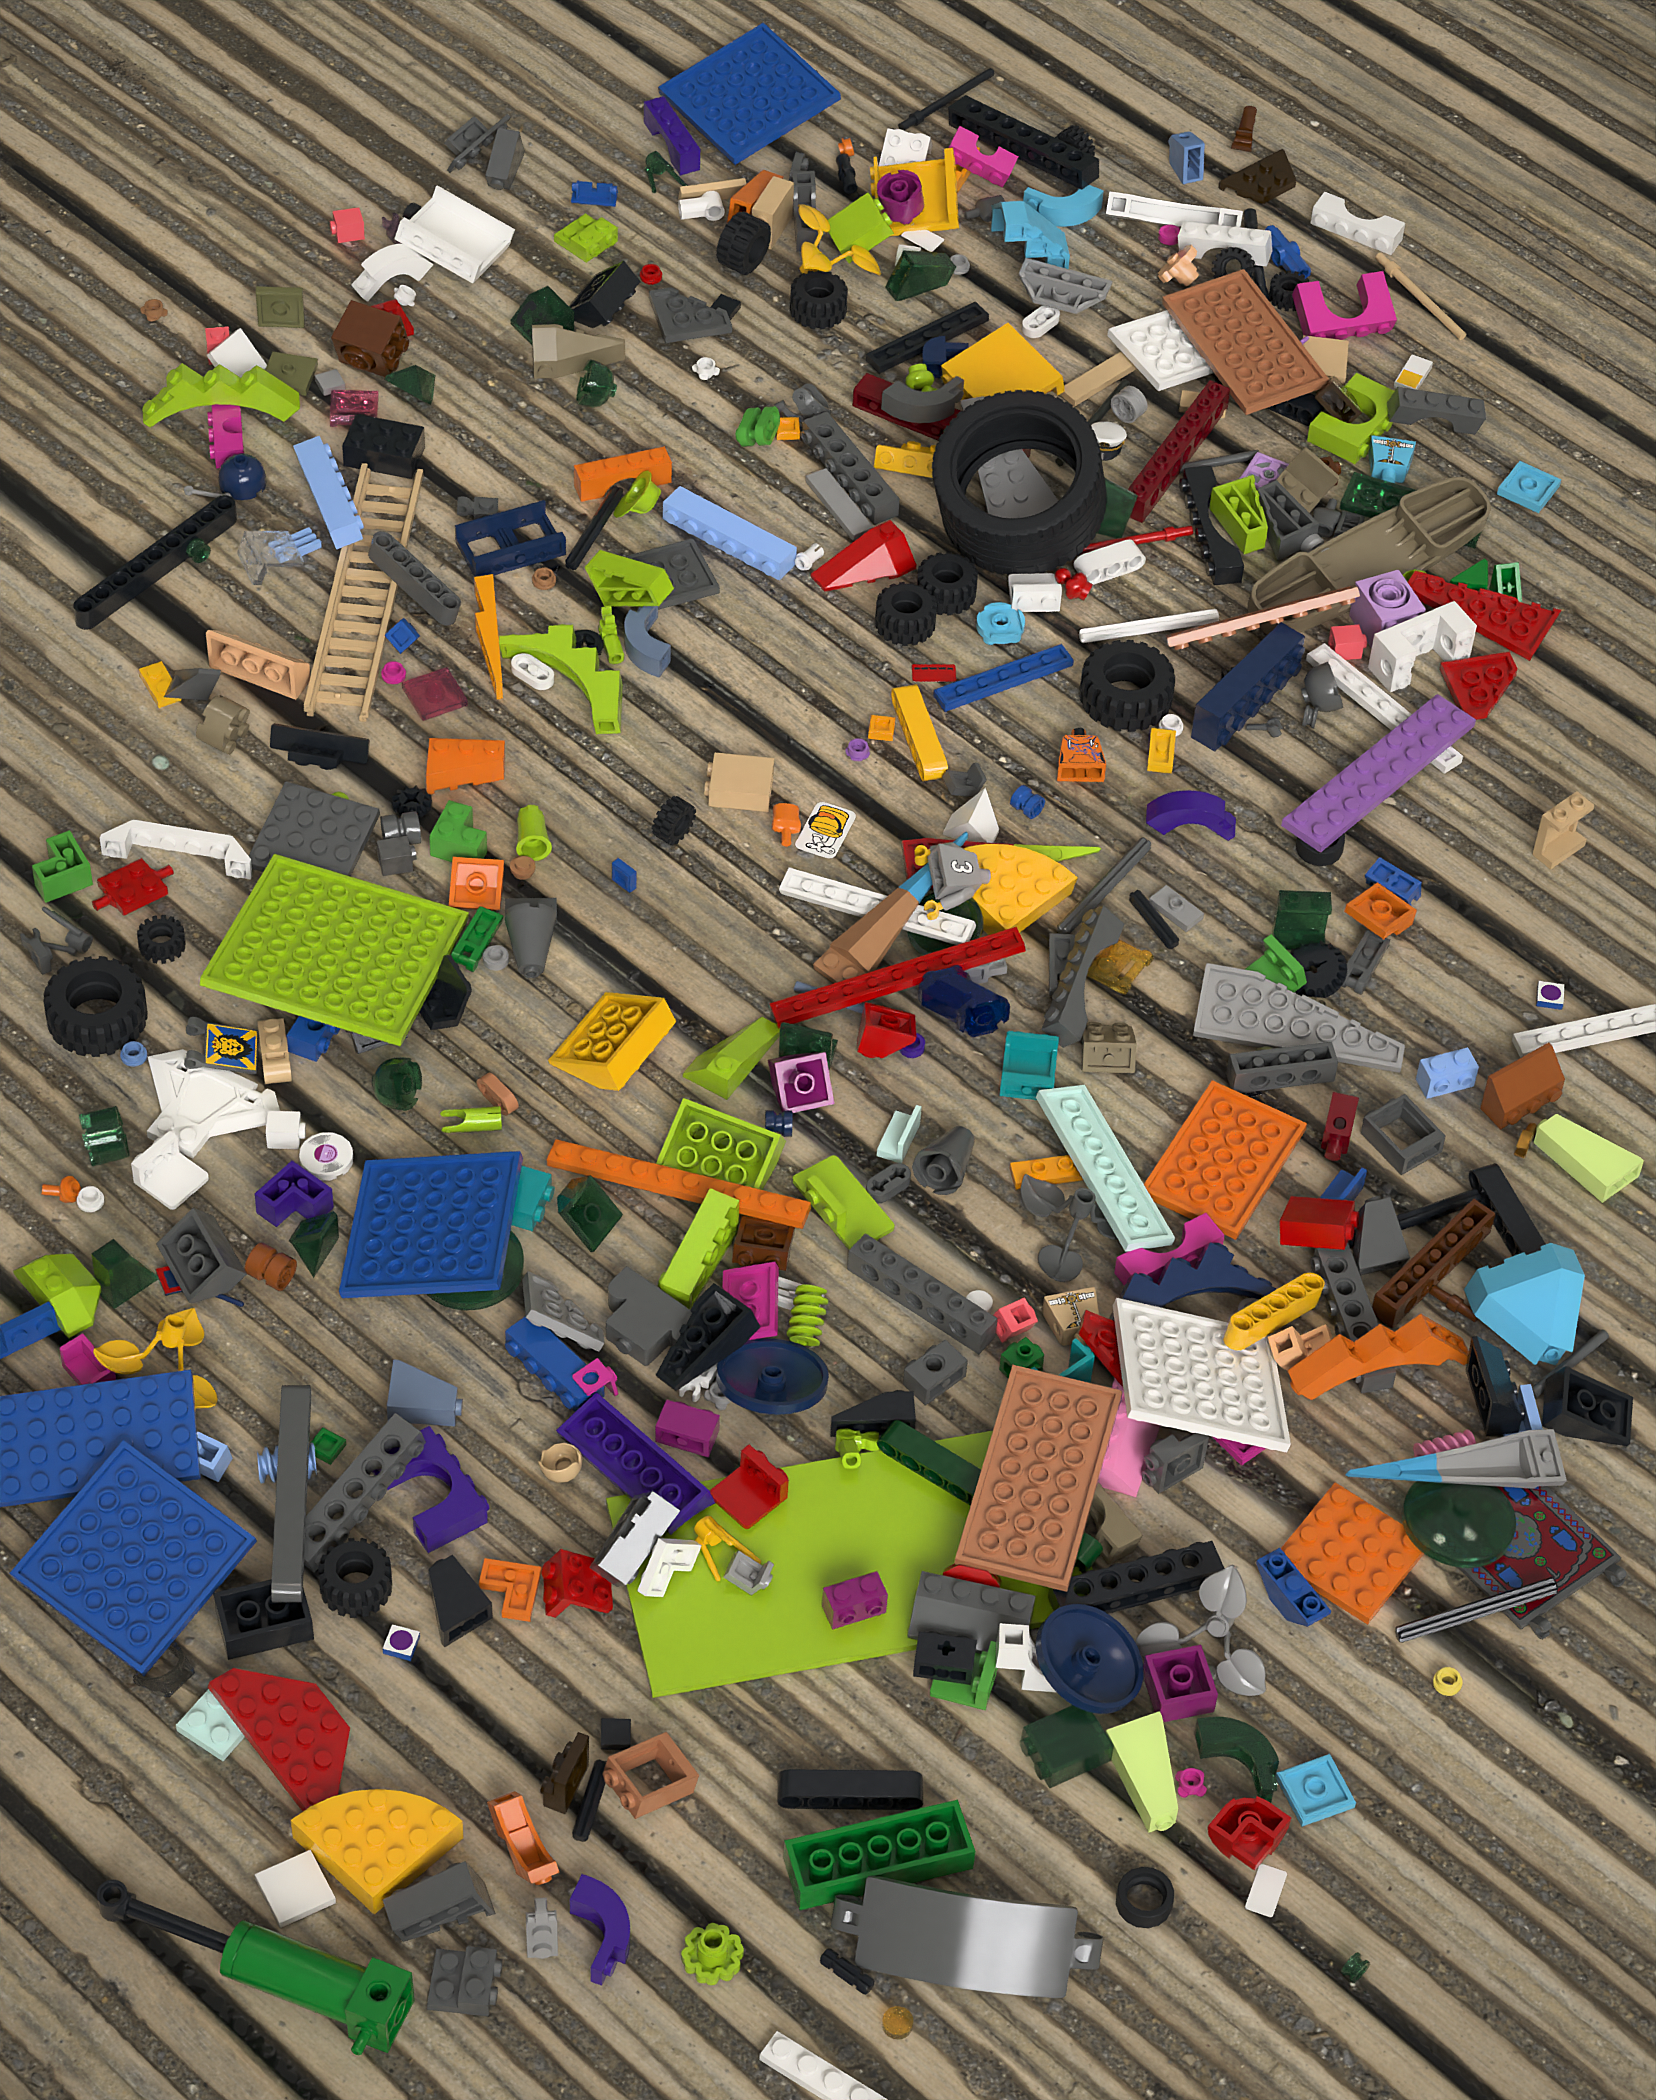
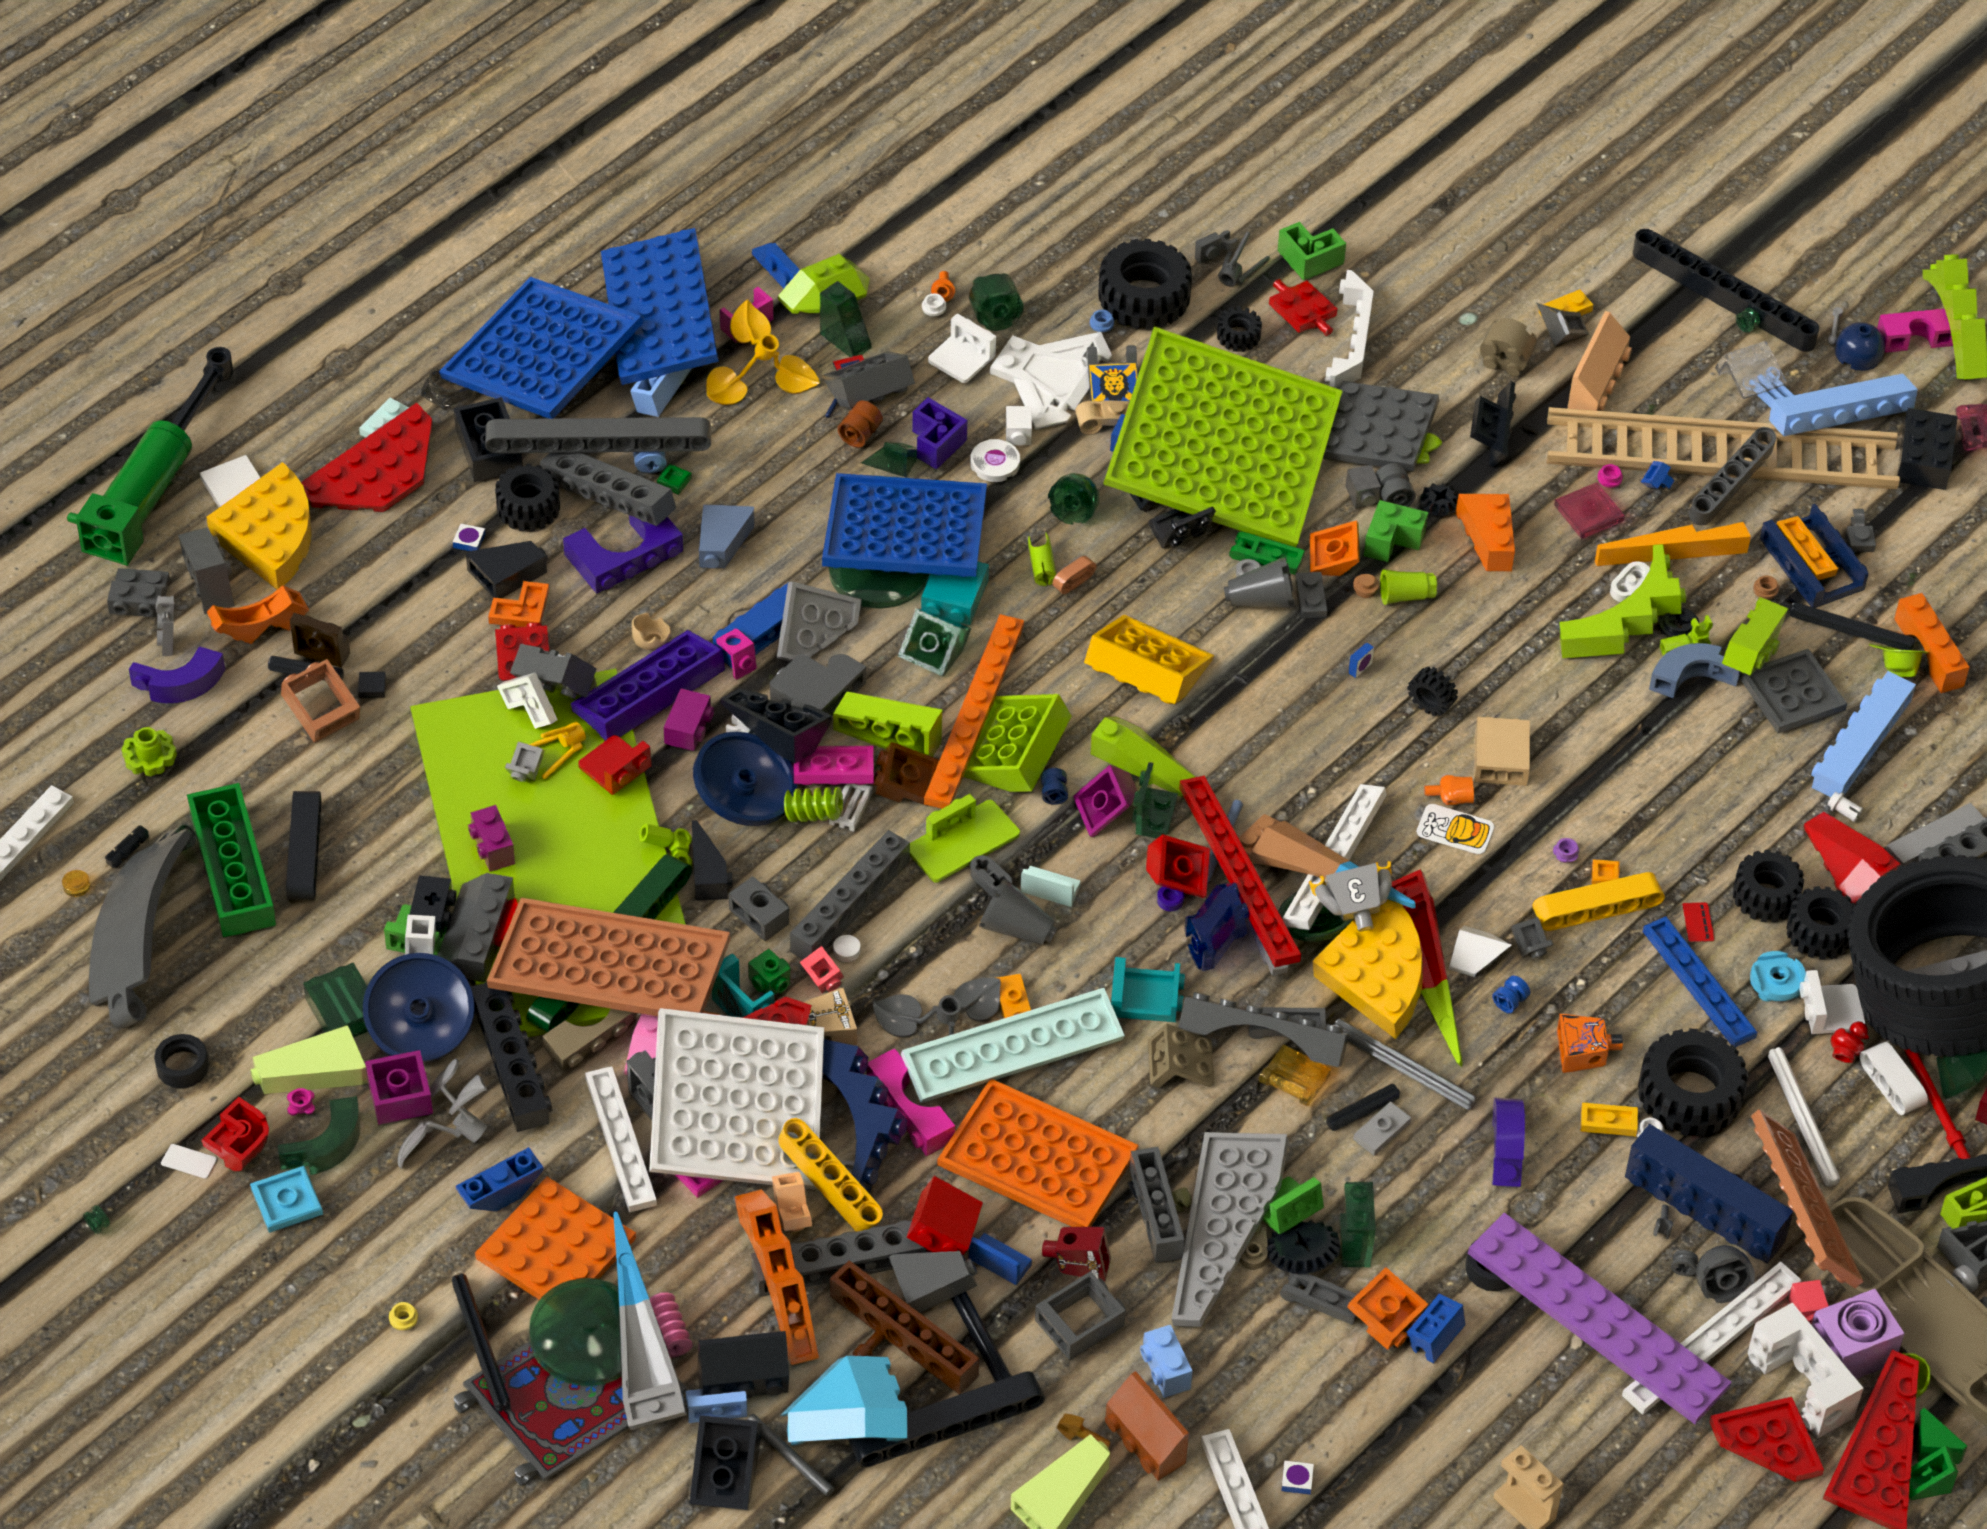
camera: 90 degrees right, 0 degrees up
(504, 538) = (1807, 547): none -> light orange plate
(1223, 1494) = (620, 1139): none -> white plate

